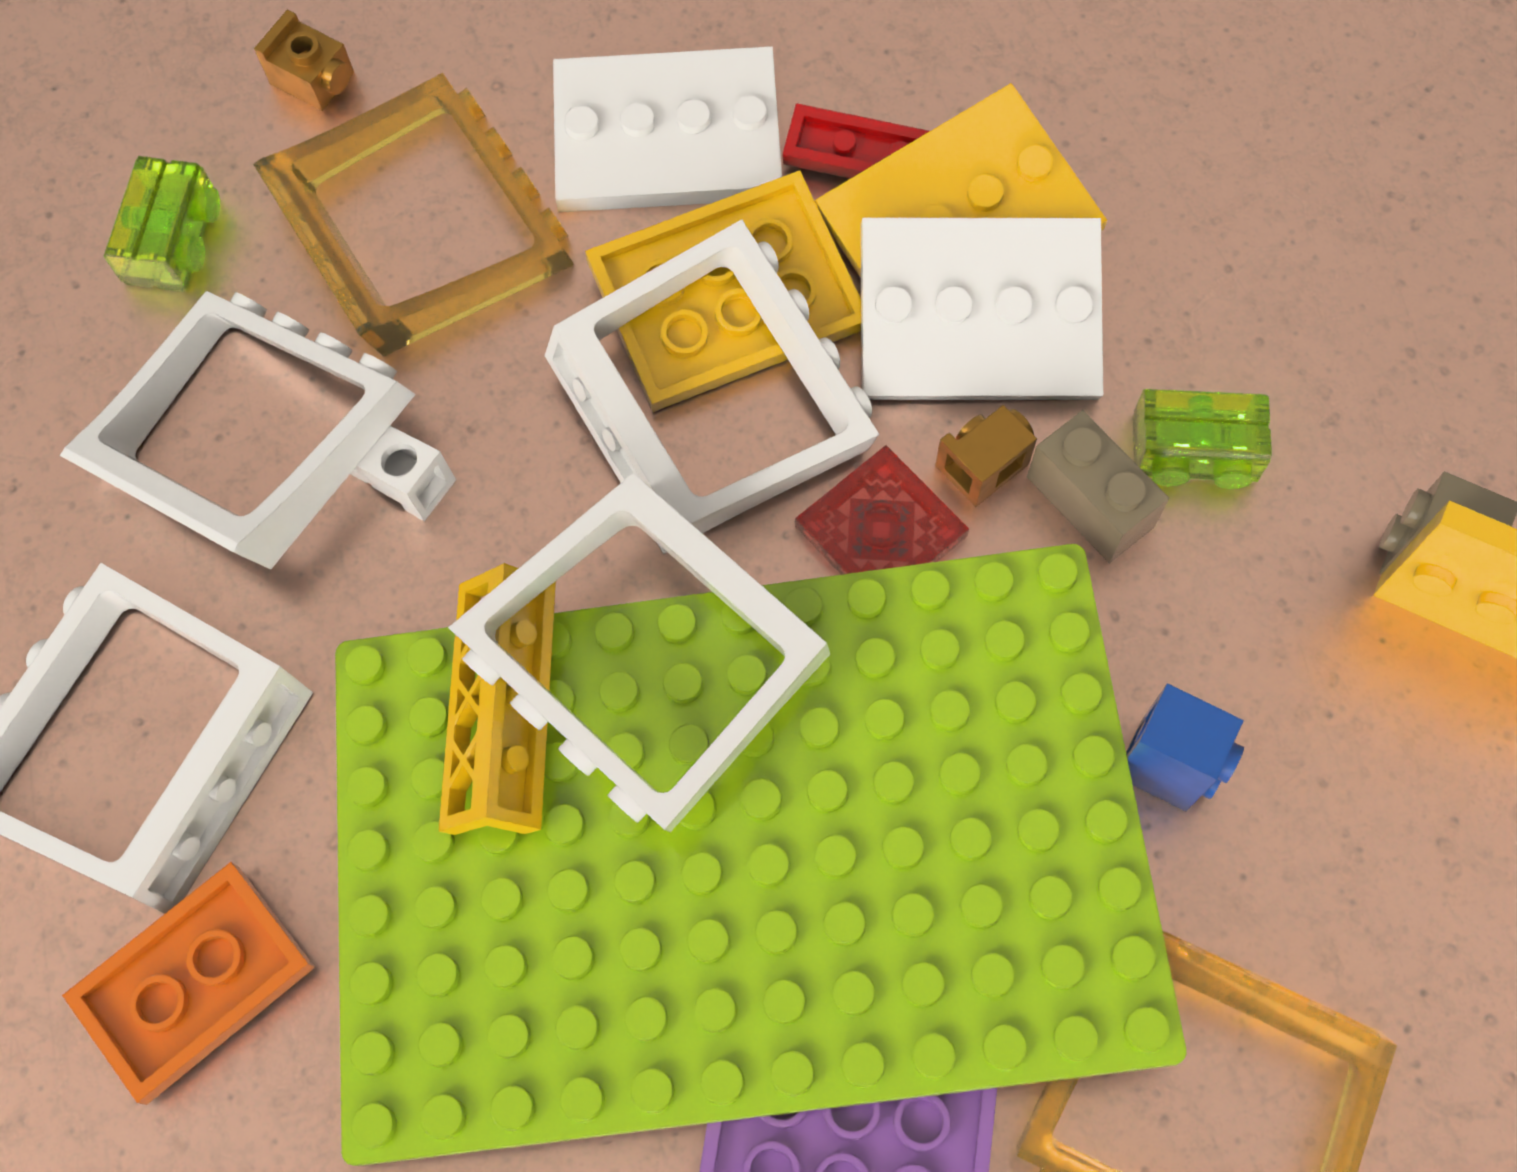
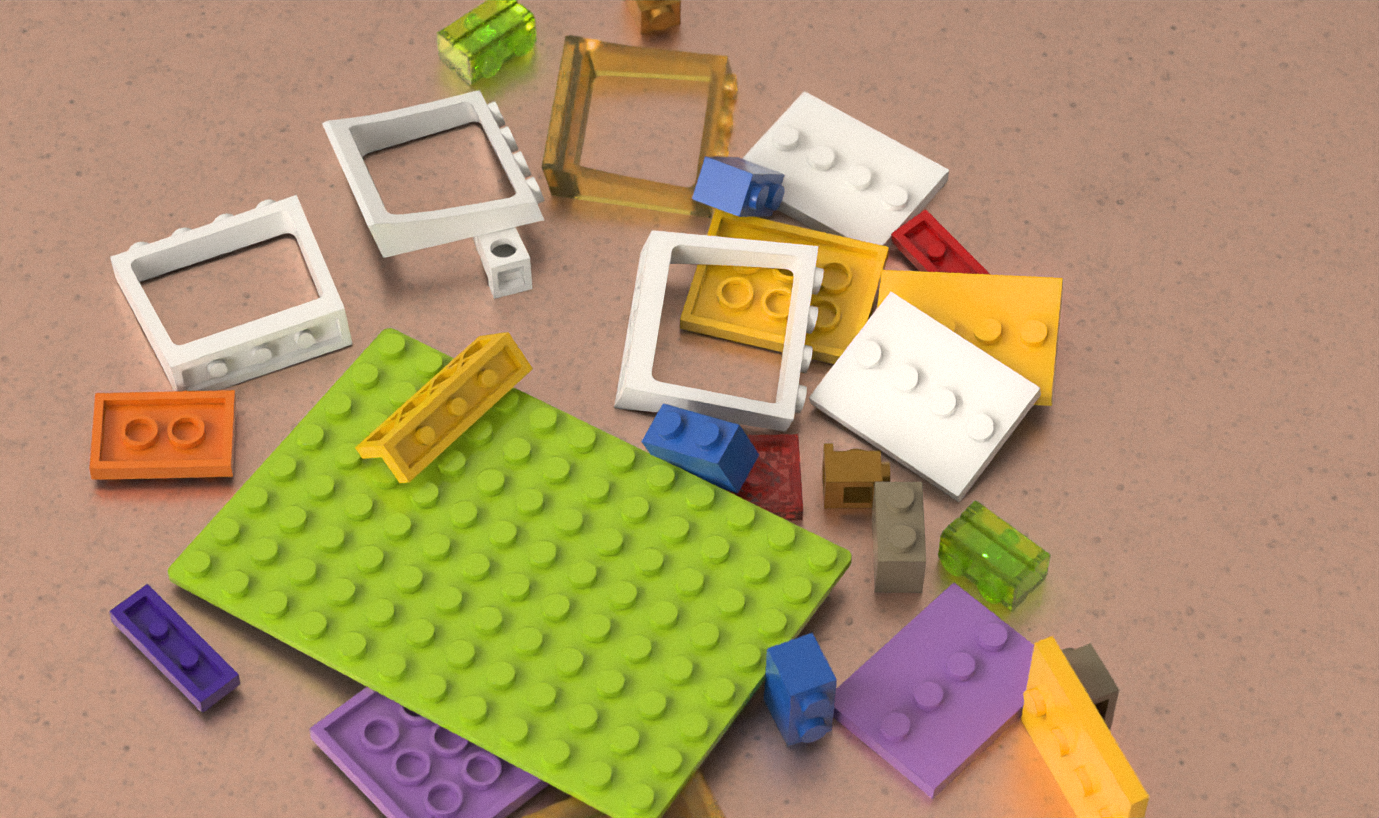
camera: 35 degrees right, 15 degrees down
(595, 210) = (739, 187): none -> brick
(638, 505) = (603, 347): white windscreen -> none
(819, 539) = (702, 446): none -> blue brick
(1283, 620) = (938, 690): none -> medium lavender plate

